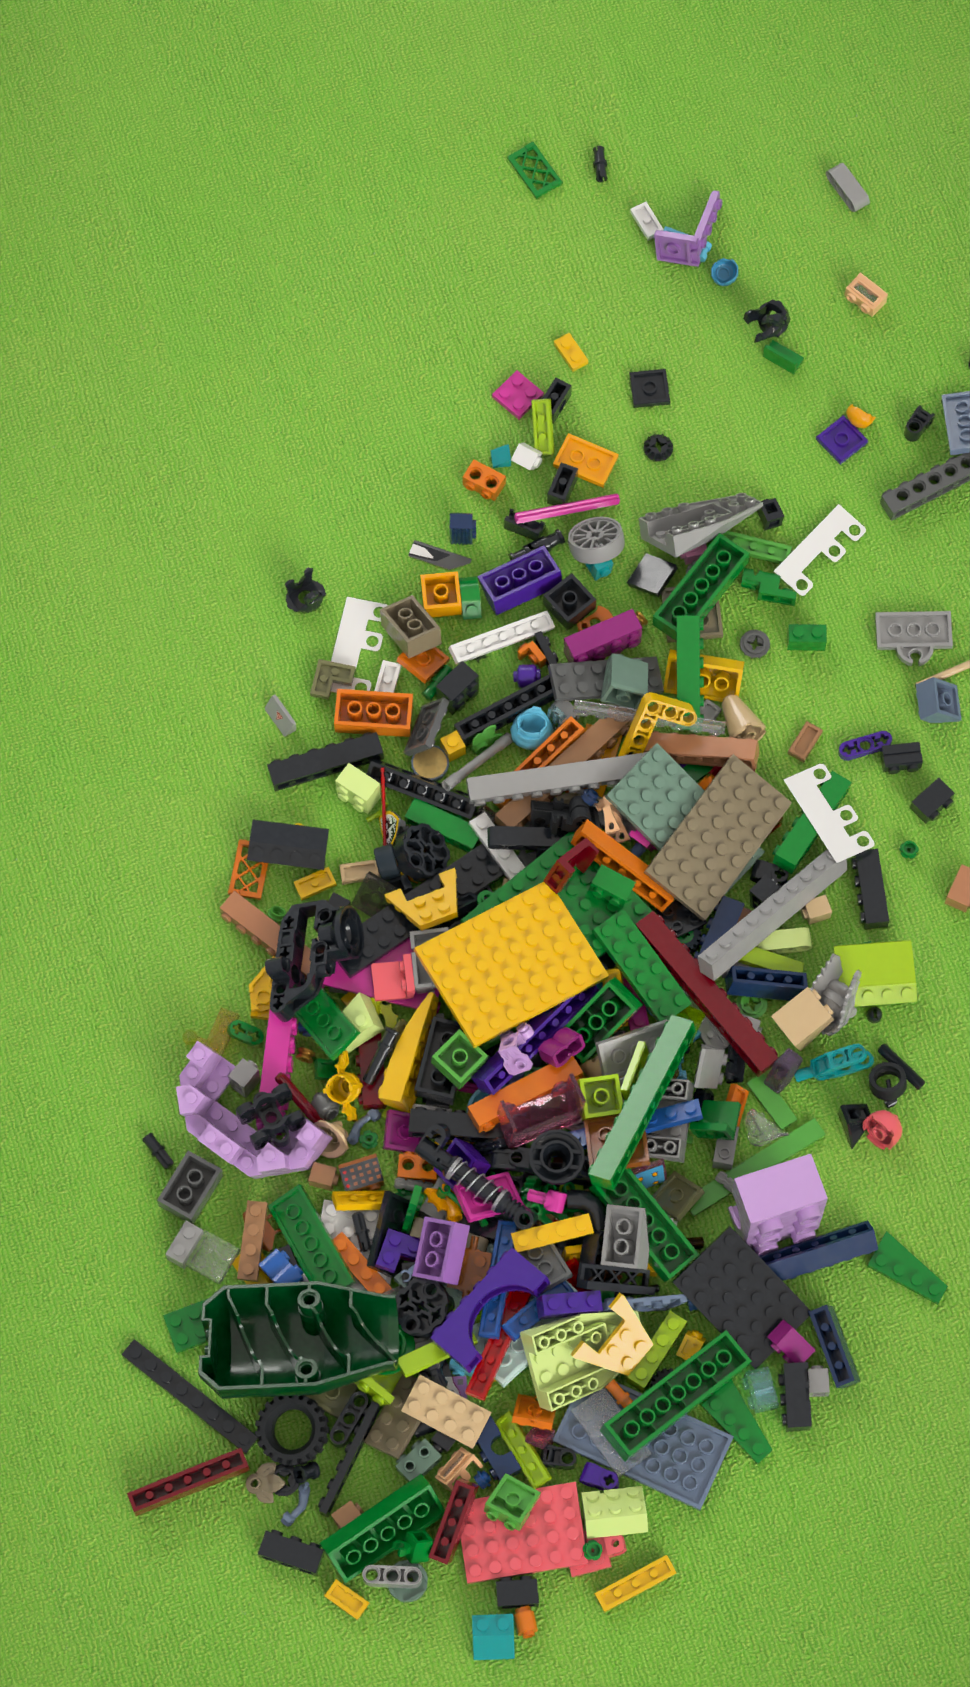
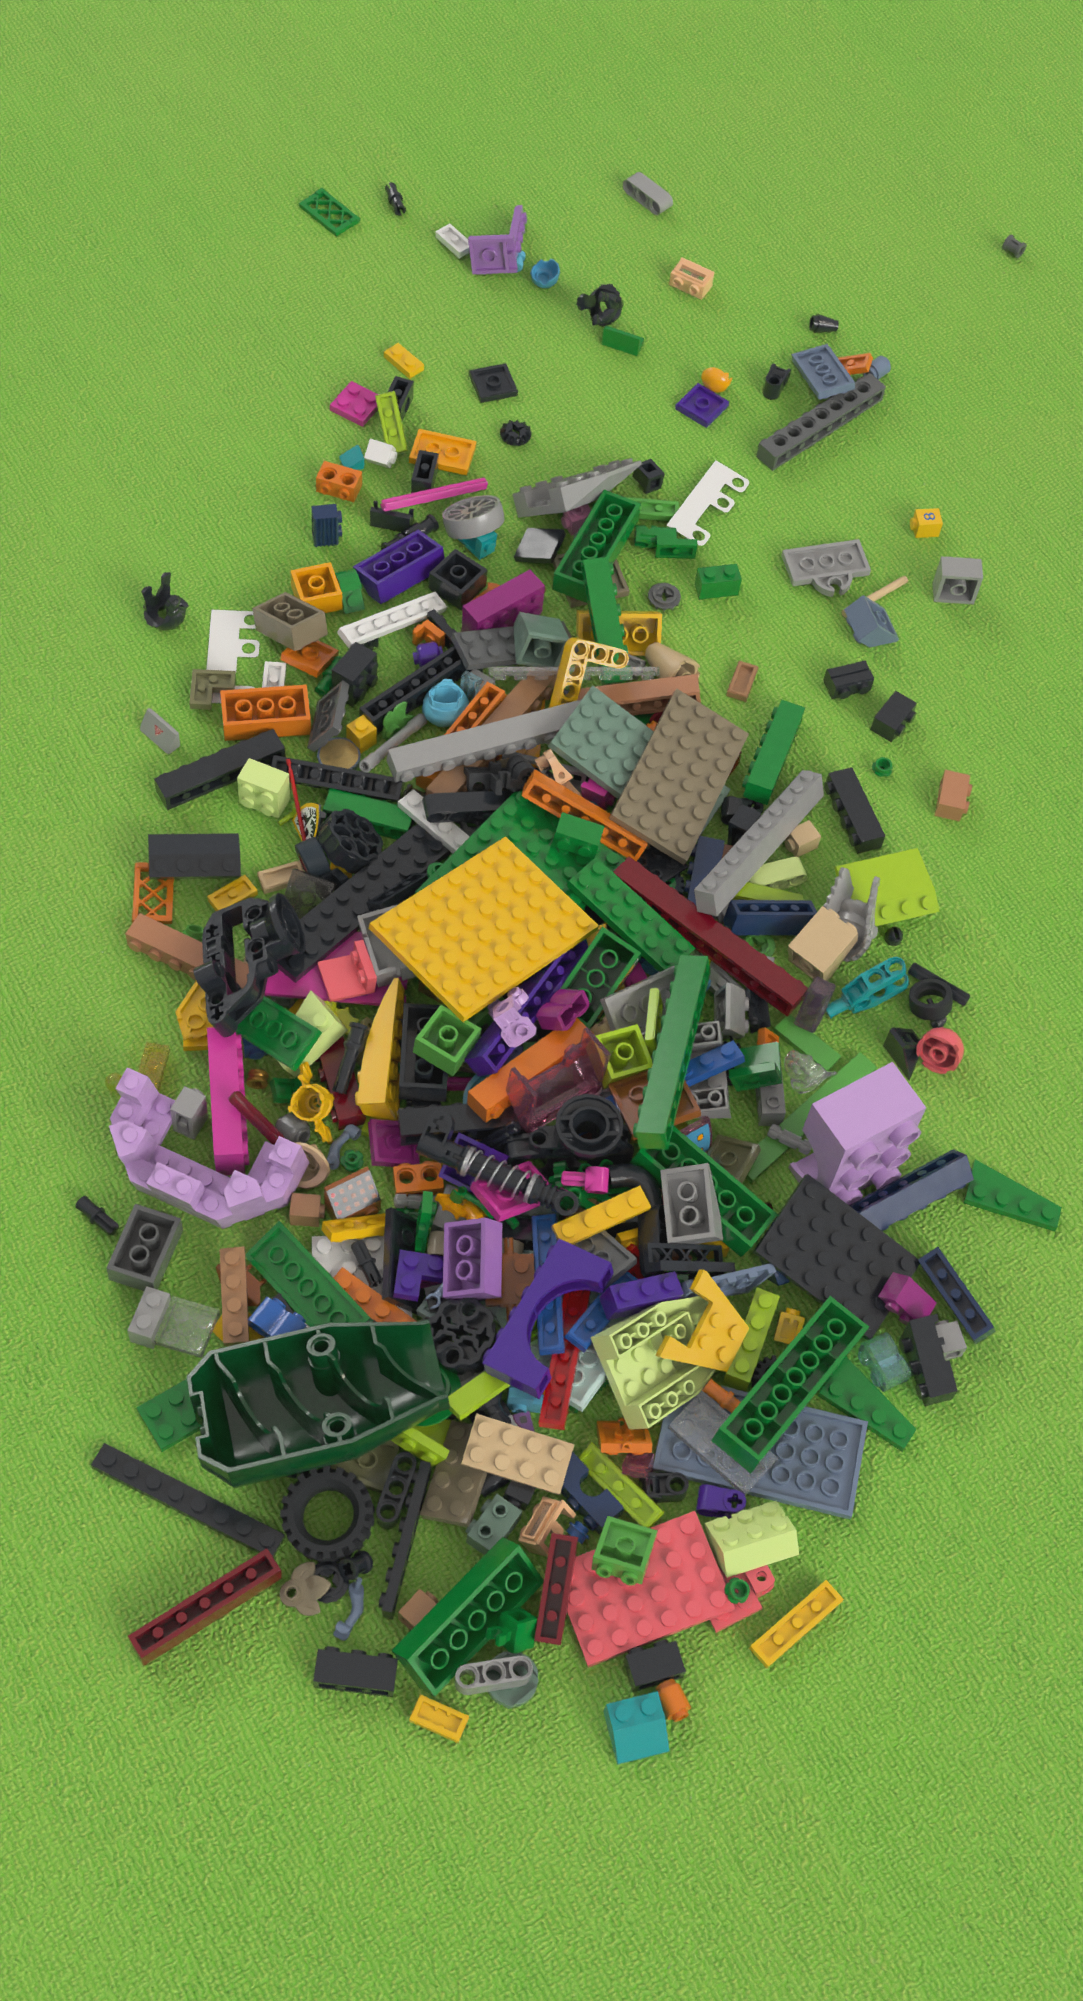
camera: 20 degrees left, 10 degrees down
(243, 1037) = (180, 1065): green beam -> none
(279, 1096) = (234, 1120): black piece -> none
(432, 907) = (374, 890): yellow wing -> none
(437, 556) = (301, 559): sticker -> none
(579, 856) = (529, 810): dark red panel -> none
(590, 797) = (529, 753): dark blue plate -> none
(825, 820) = (791, 746): white piece -> none
(868, 738) = (802, 683): dark purple beam -> none

